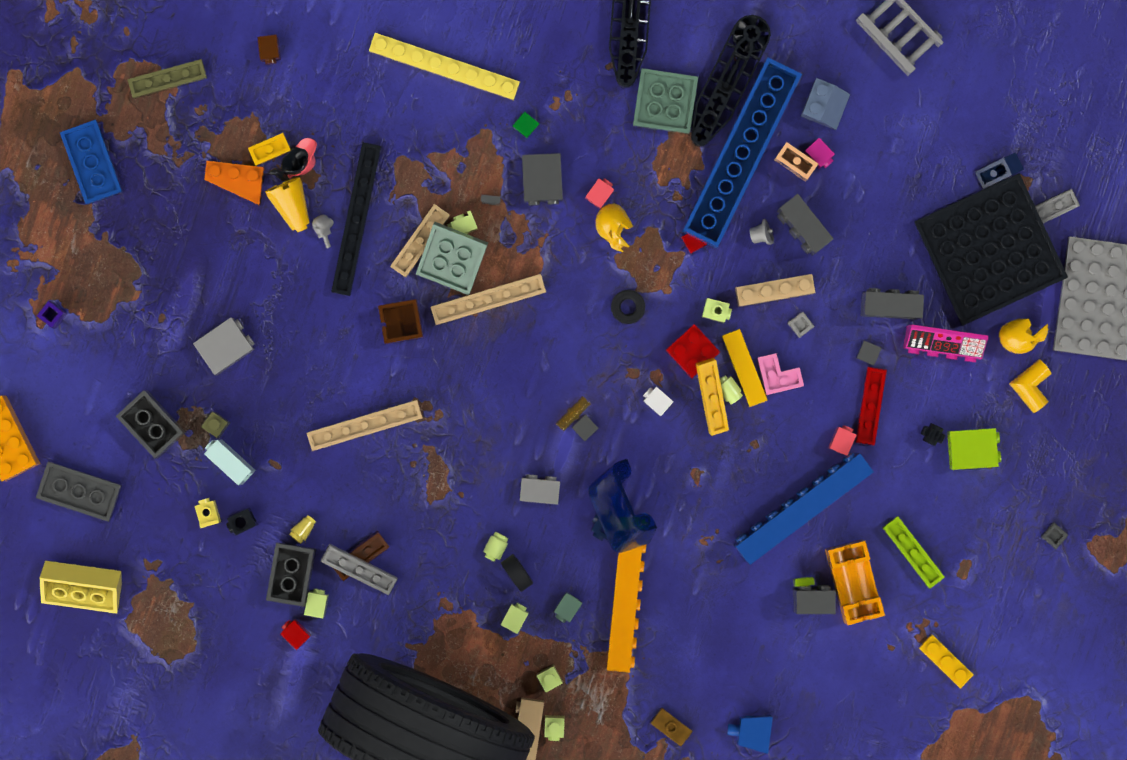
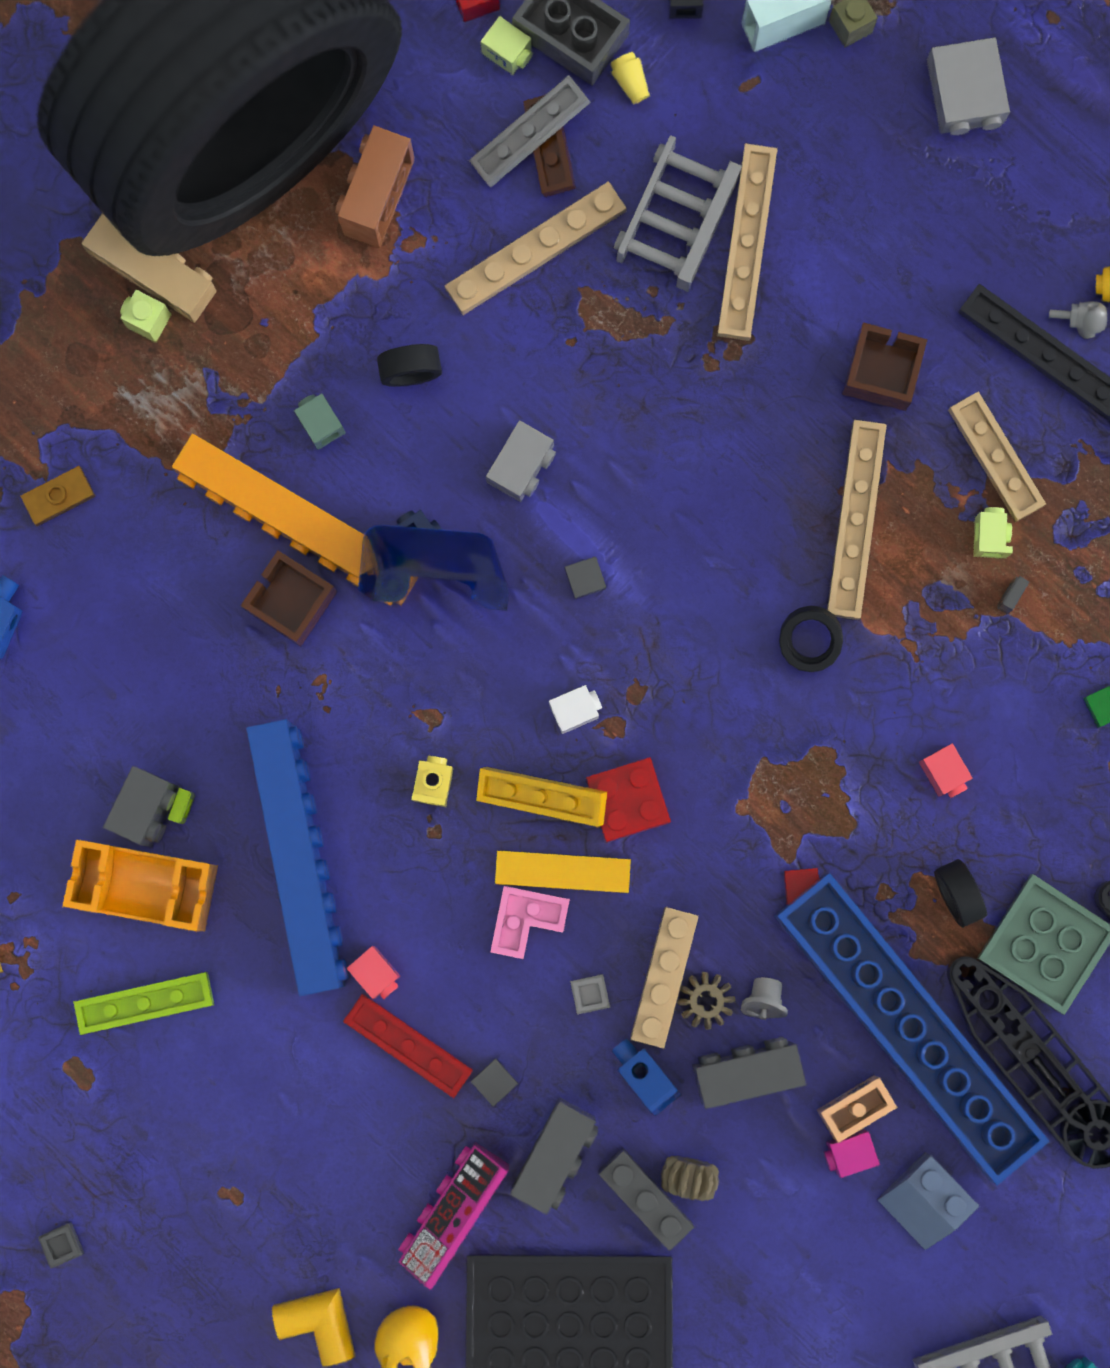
camera: 120 degrees right, 5 degrees down
(356, 453) = (697, 238): none -> light grey fence
(419, 537) = (535, 248): none -> tan plate
(429, 637) = (375, 186): none -> nougat brick
(452, 258) = (949, 490): sand green plate -> none
(495, 546) = (465, 354): yellowish green brick -> none
(515, 617) = (341, 333): yellowish green brick -> none
(542, 179) = (1010, 690): dark grey brick -> none
(549, 678) = (223, 342): yellowish green brick -> none
(573, 414) = (616, 568): clear yellow pin -> none
(577, 294) = (816, 663): none -> black tyre
(610, 223) = (889, 764): yellow helmet -> none
(616, 306) = (748, 712): black tyre -> none
(661, 158) = (960, 893): none -> black tyre
(670, 576) = (291, 601): none -> reddish brown piece
(716, 310) = (674, 869): yellowish green brick -> none
(730, 389) = (539, 831): yellowish green brick -> none
(737, 453) = (436, 794): none -> light yellow brick
(770, 261) = (698, 1009): none -> dark tan gear
(834, 268) = (655, 1089): none -> blue torso
(870, 230) = (689, 1178): none -> dark tan gear
(891, 248) = (646, 1199): none -> dark grey brick
(932, 434) = (315, 1123): black gear -> none
(973, 449) = (261, 1179): lime brick -> none

